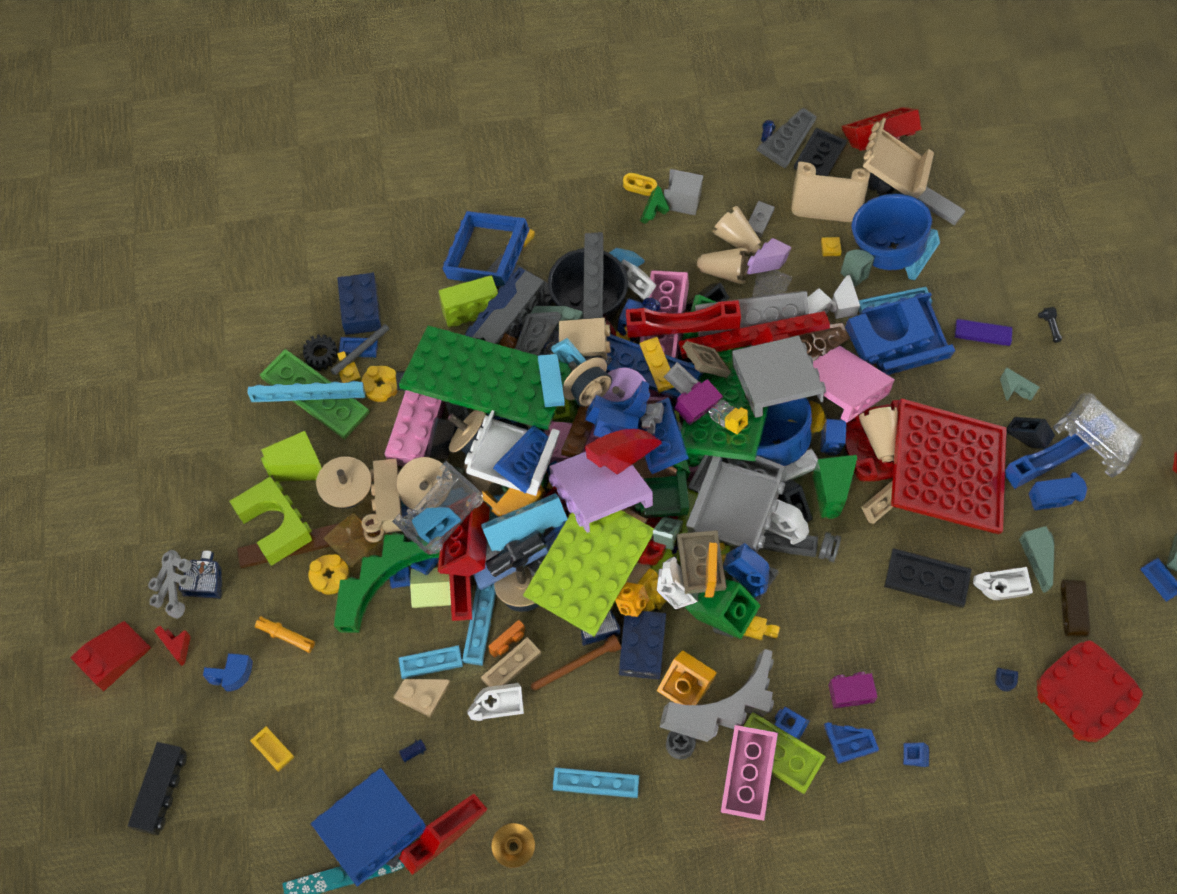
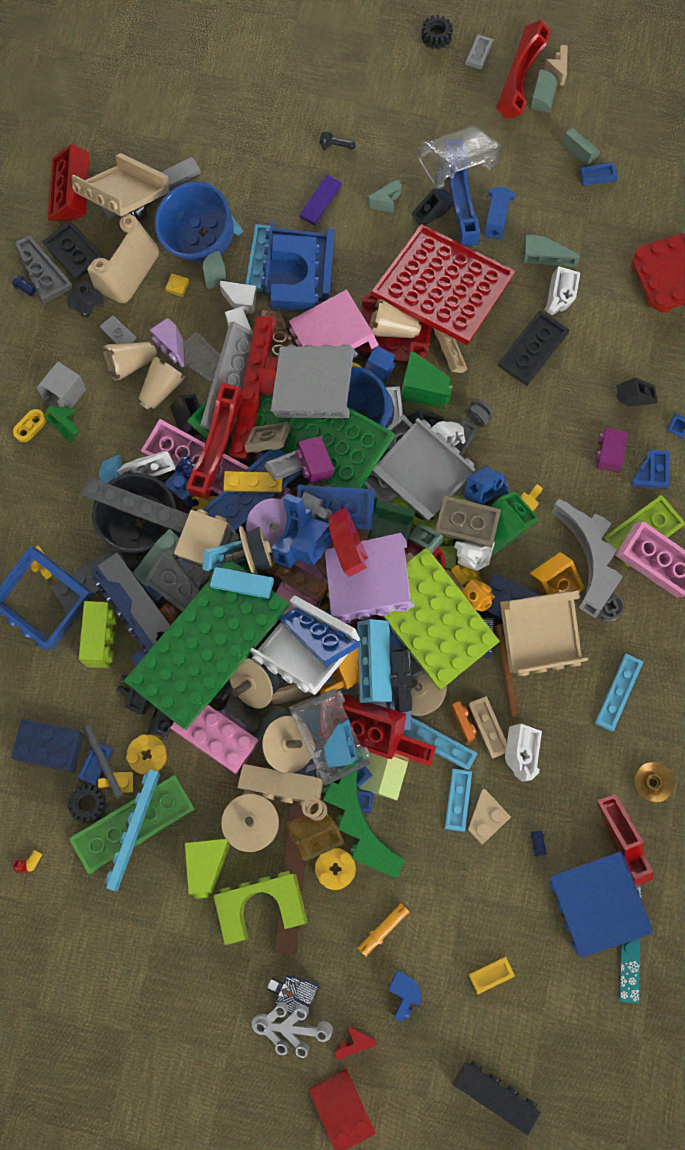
camera: 70 degrees left, 10 degrees up
(254, 329) = (29, 864): none -> arm
(622, 678) = (541, 633): none -> tan panel
(711, 570) = (489, 513): light orange tile -> none
(729, 416) = (341, 439): leg -> none
(779, 182) = (87, 300): none -> black plate
(797, 729) = (629, 509): blue brick -> none
(928, 696) = (636, 392): none -> black slope
(1006, 679) = (640, 328): dark blue tile -> none
(1075, 608) = (600, 248): dark brown beam -> none

